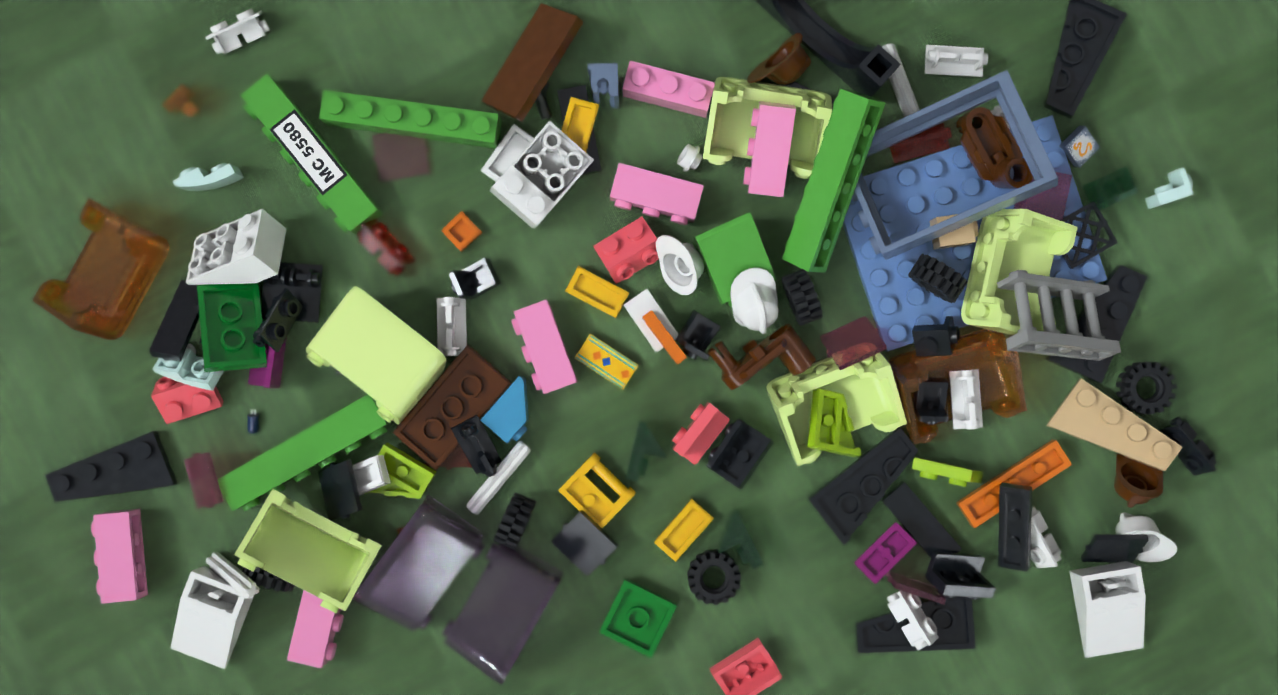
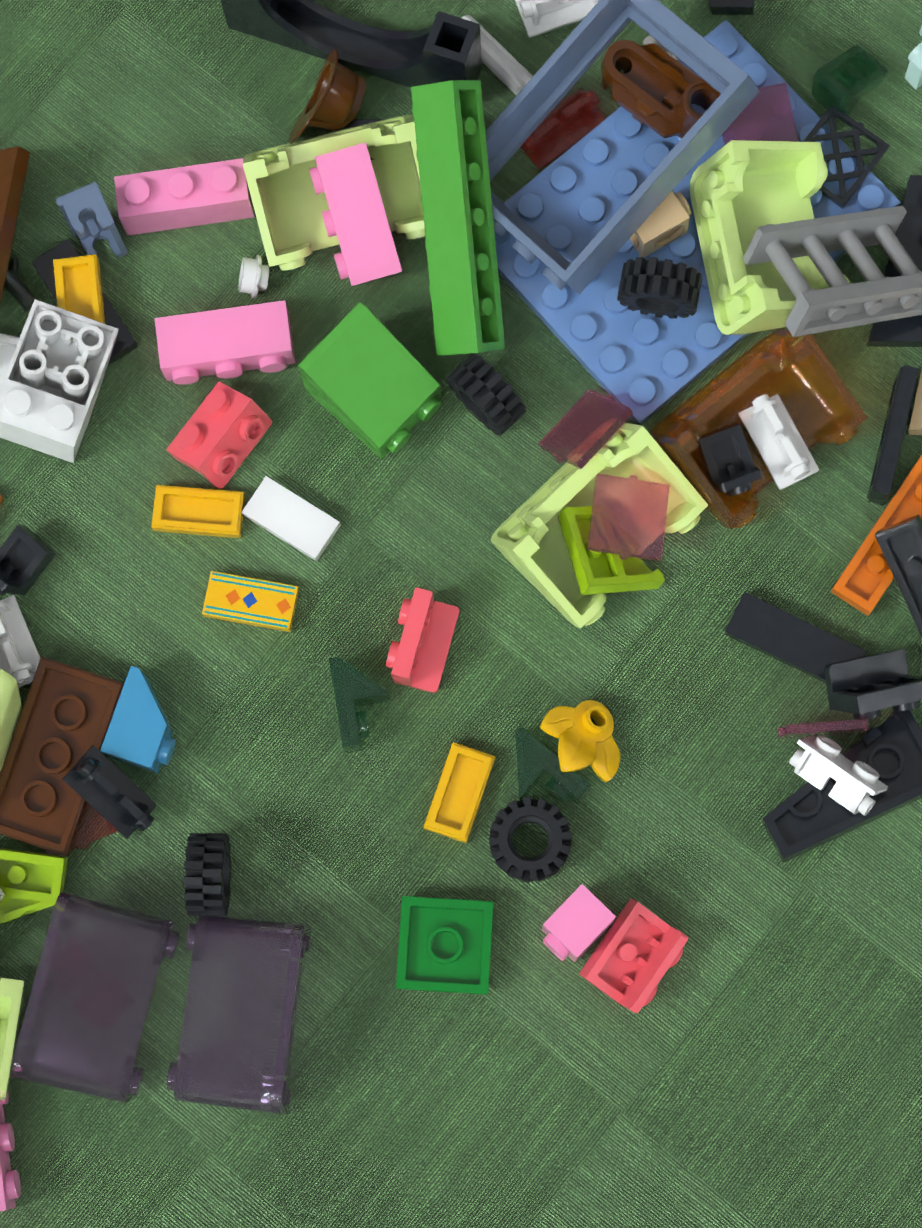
camera: 15 degrees left, 10 degrees down
(495, 482) = (161, 829): white axle -> none
(544, 347) = (153, 615): bright pink brick -> none
(584, 543) = (323, 869): black piece -> none
(588, 497) = (306, 802): yellow plate -> none
(664, 337) = (315, 528): orange tile -> none
(679, 264) = (296, 420): white piece -> none
(697, 335) = (363, 509): black bracket -> none
(720, 644) = (576, 925): none -> bright pink brick
(739, 453) = (491, 648): black bracket -> none
(754, 299) = (420, 424): white piece -> none
(769, 534) = (582, 741): none -> yellow plate
(781, 343) = (488, 469): reddish brown piece -> none
(855, 411) = (628, 517): none -> clear pink piece
(856, 490) = (681, 631): black wing -> none
(885, 553) = (760, 700): magenta hinge -> none
(936, 339) = (697, 373): black bracket -> none
(957, 475) = (799, 546): lime wing -> none
(1036, 424) = (892, 435): none -> black tile
(1079, 146) = (781, 44): tile -> none

